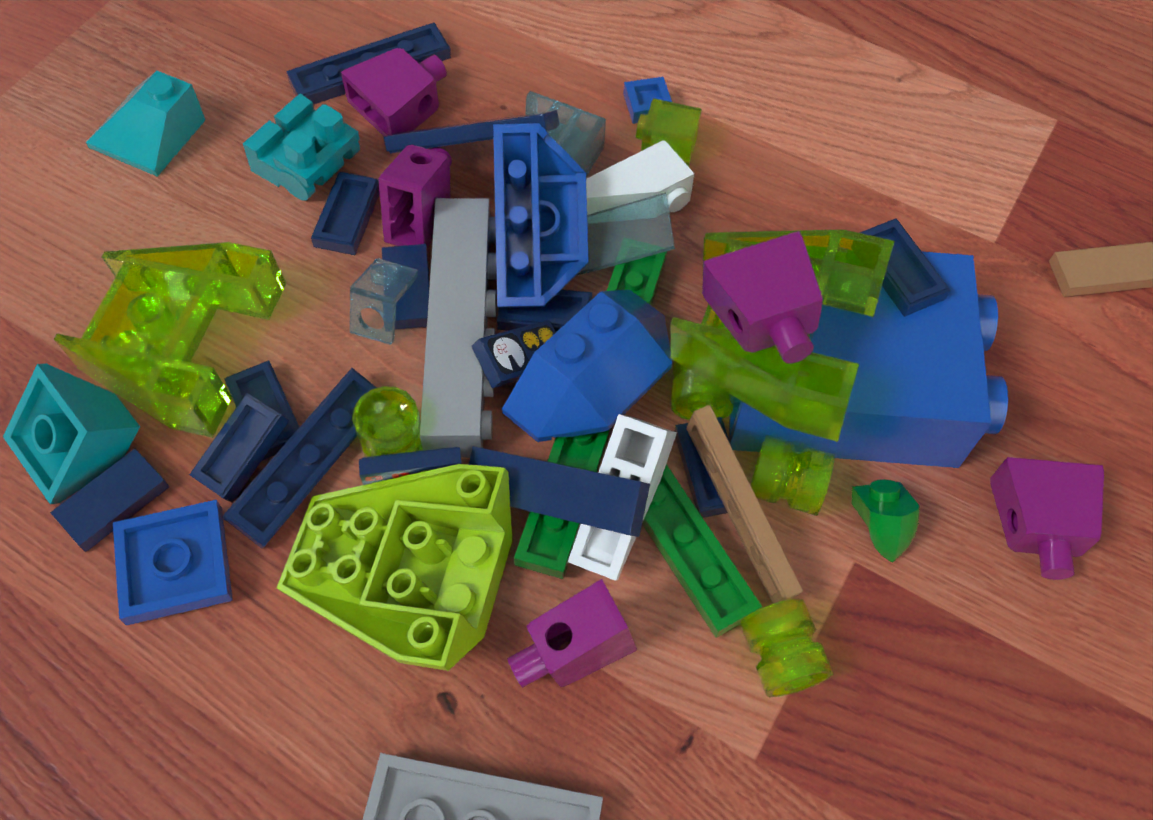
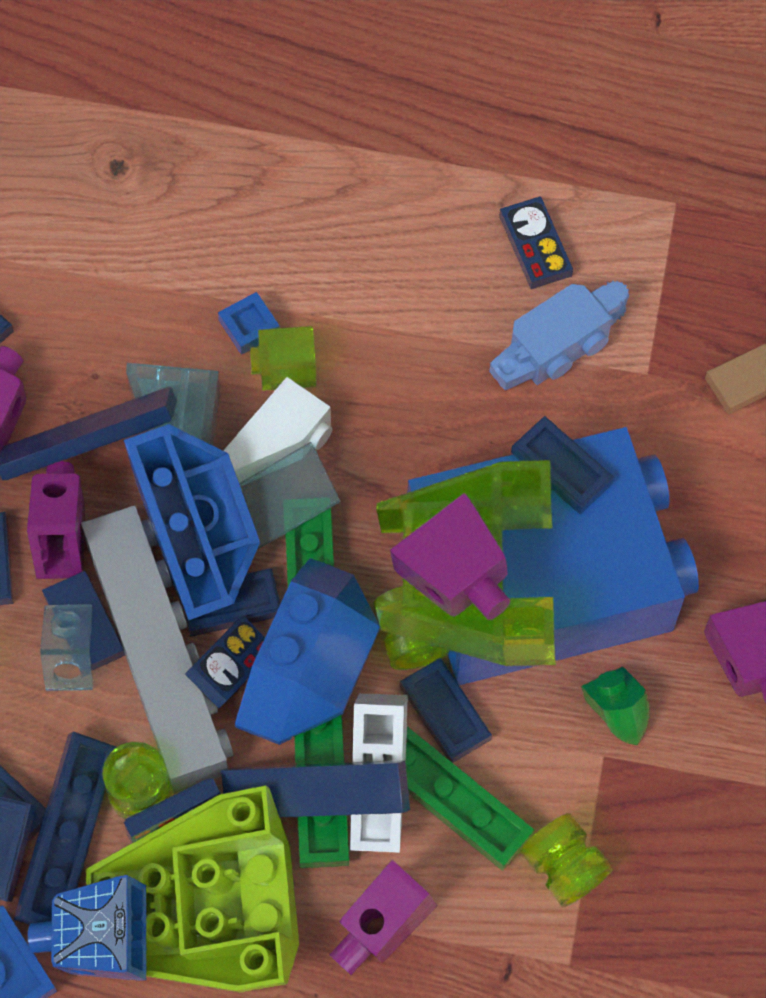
camera: 20 degrees left, 5 degrees up
(288, 551) = (96, 930): none -> blue torso
(742, 506) = (488, 743): medium nougat tile -> none
(792, 475) = (523, 697): clear neon green wheel -> none
(922, 112) = (535, 242): none -> tile
(924, 181) = (559, 333): none -> medium blue hinge

